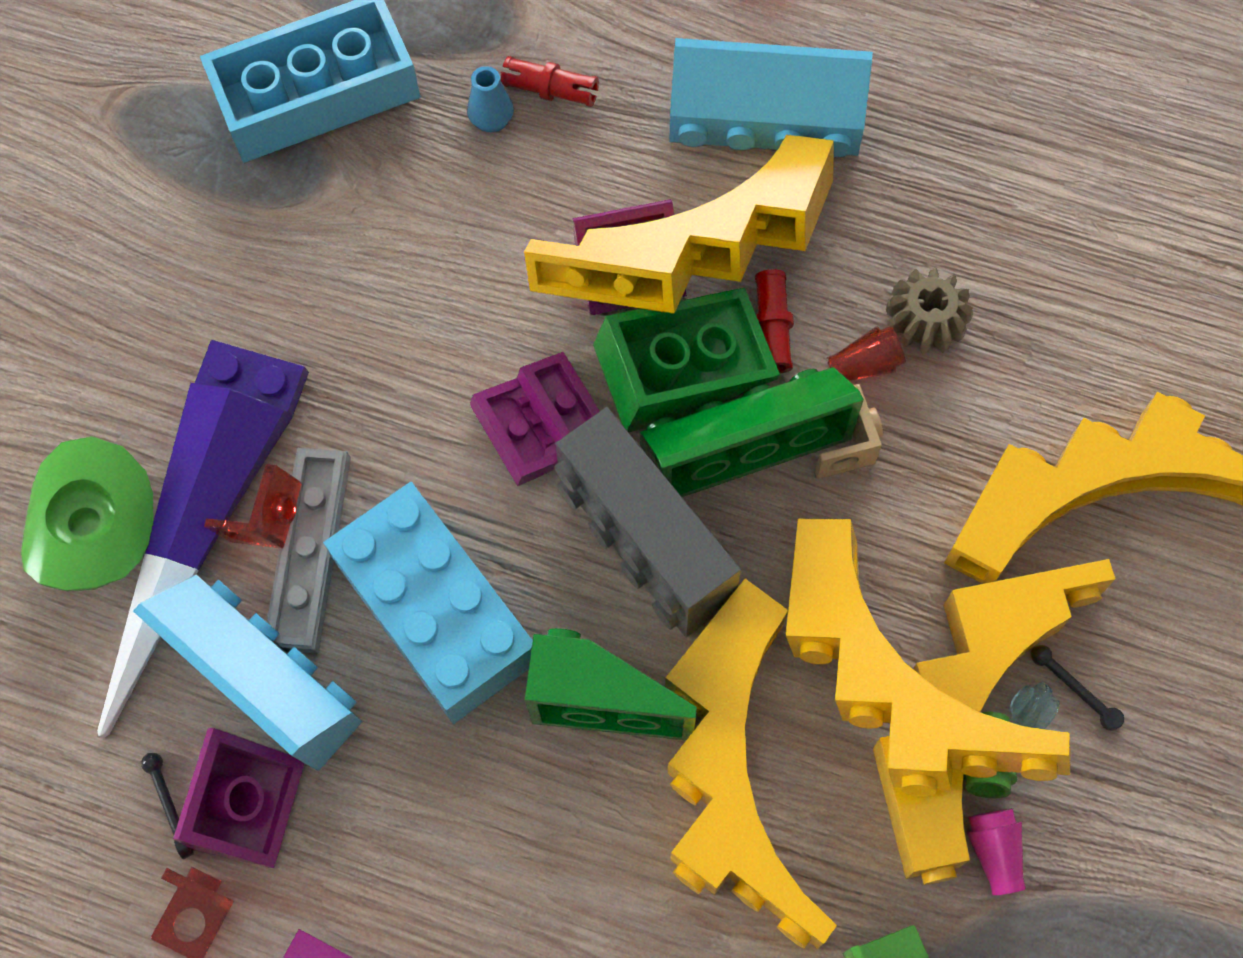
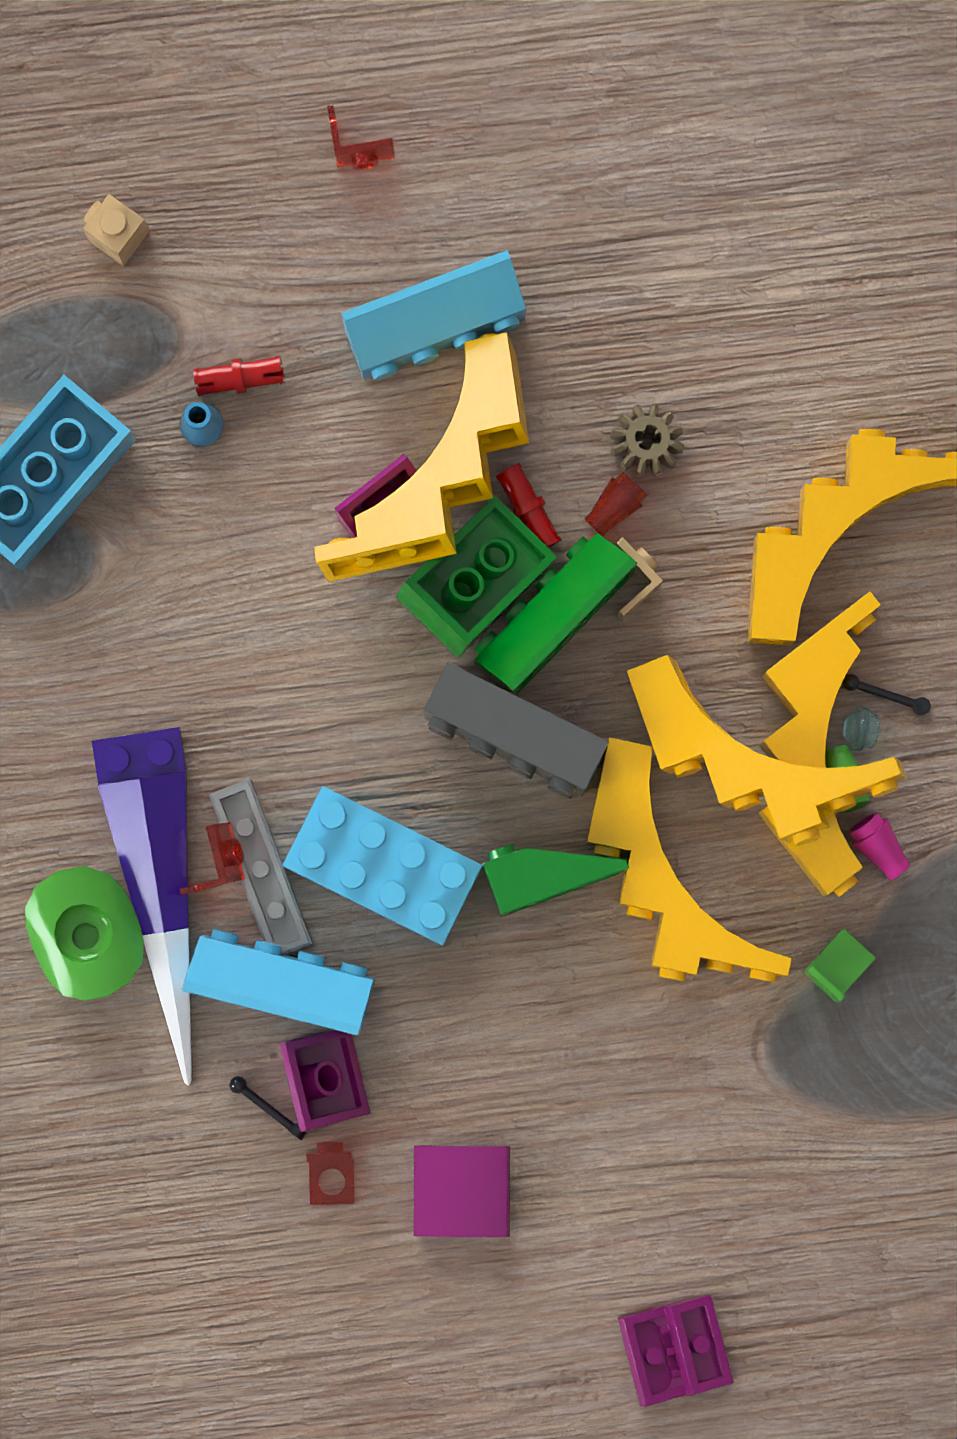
camera: 30 degrees left, 15 degrees up
(533, 414) = (384, 677): magenta slope -> none

